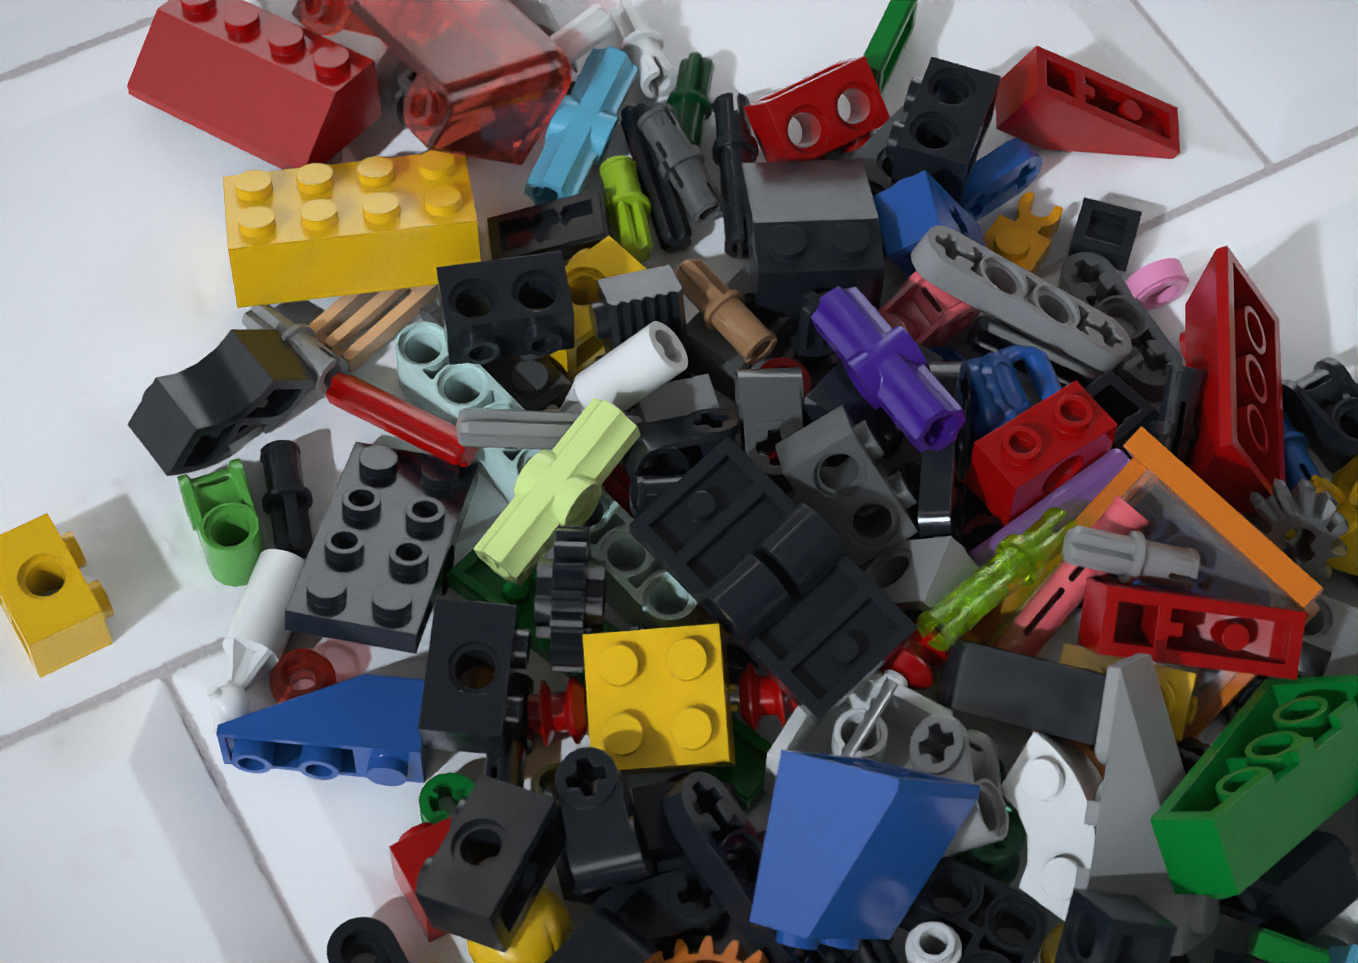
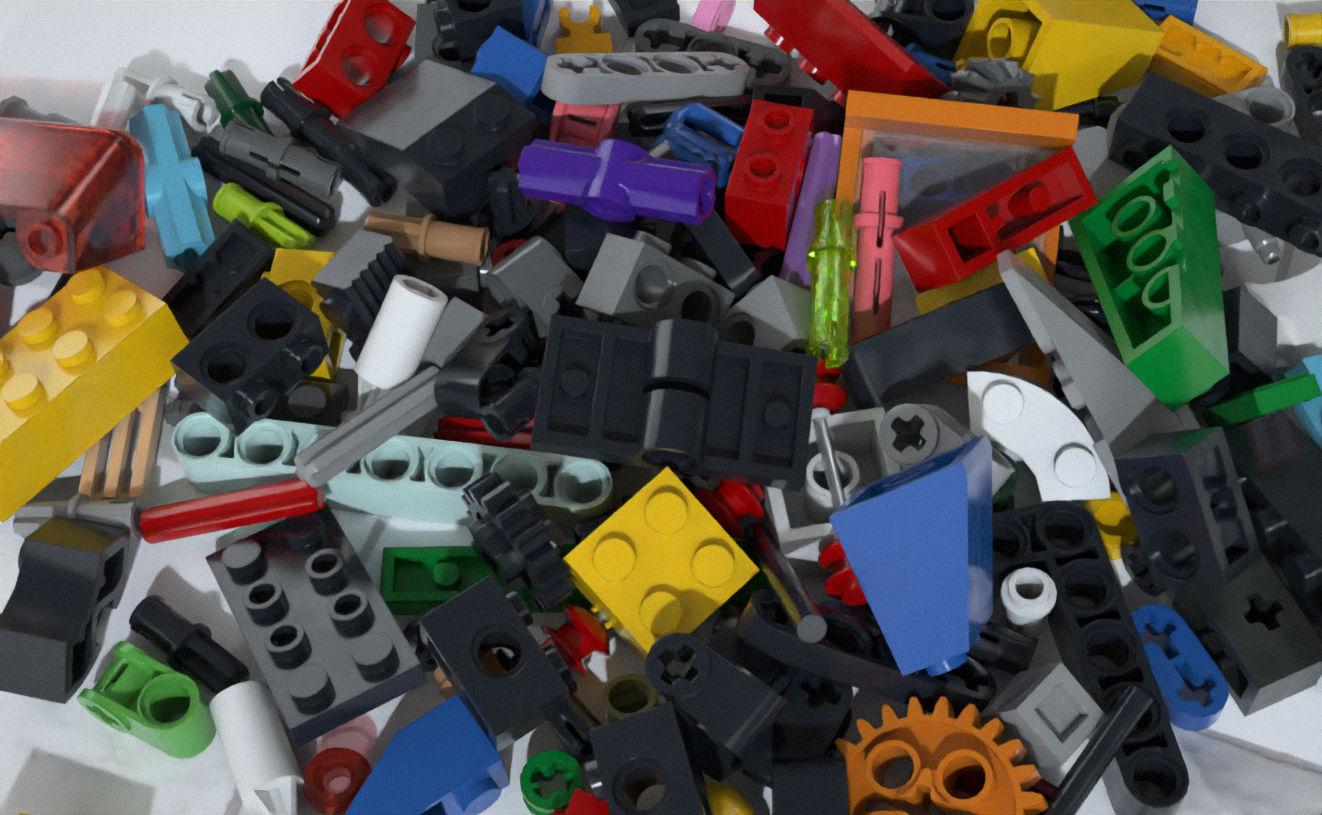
camera: 35 degrees left, 0 degrees up
(557, 490) = (428, 467): yellowish green piece -> none
(725, 783) = (785, 583): none -> black bar
(1131, 557) = (916, 195): light grey axle -> none
(1179, 410) = (832, 74): black pin -> none

